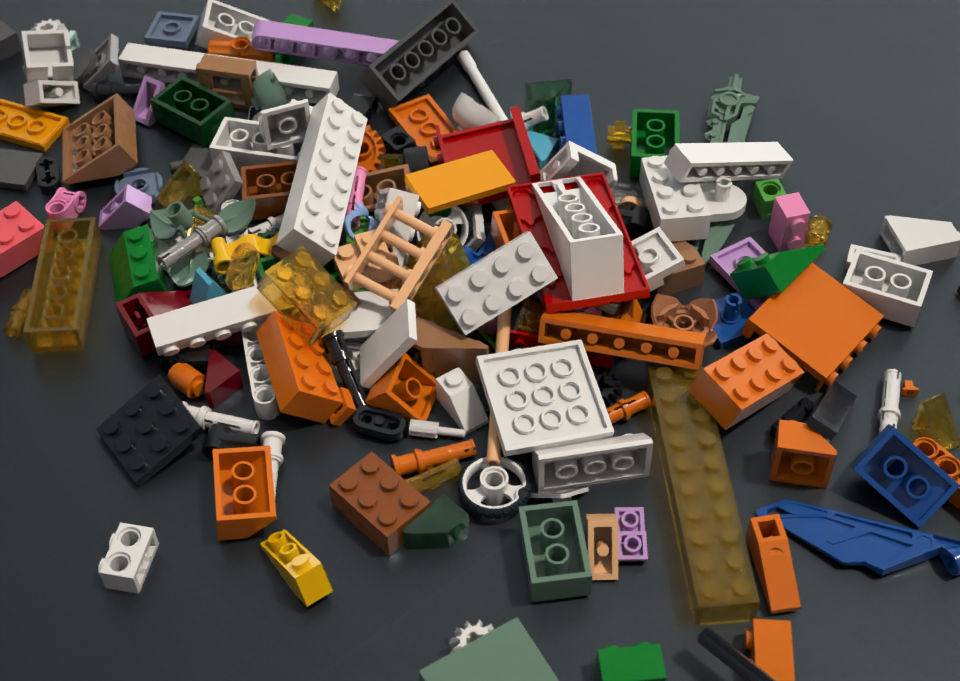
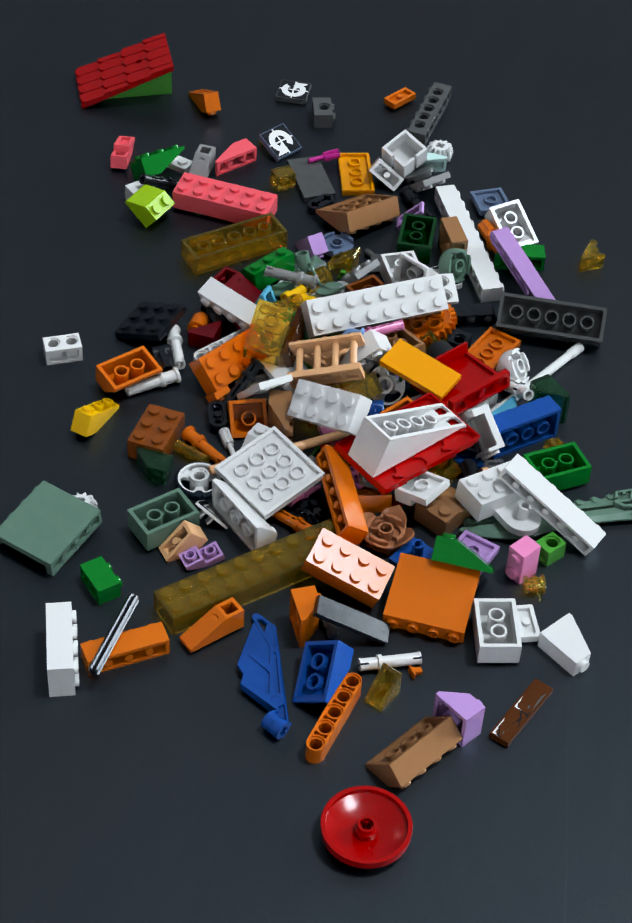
camera: 60 degrees right, 5 degrees down
(66, 204) = (295, 219): bright pink piece -> none

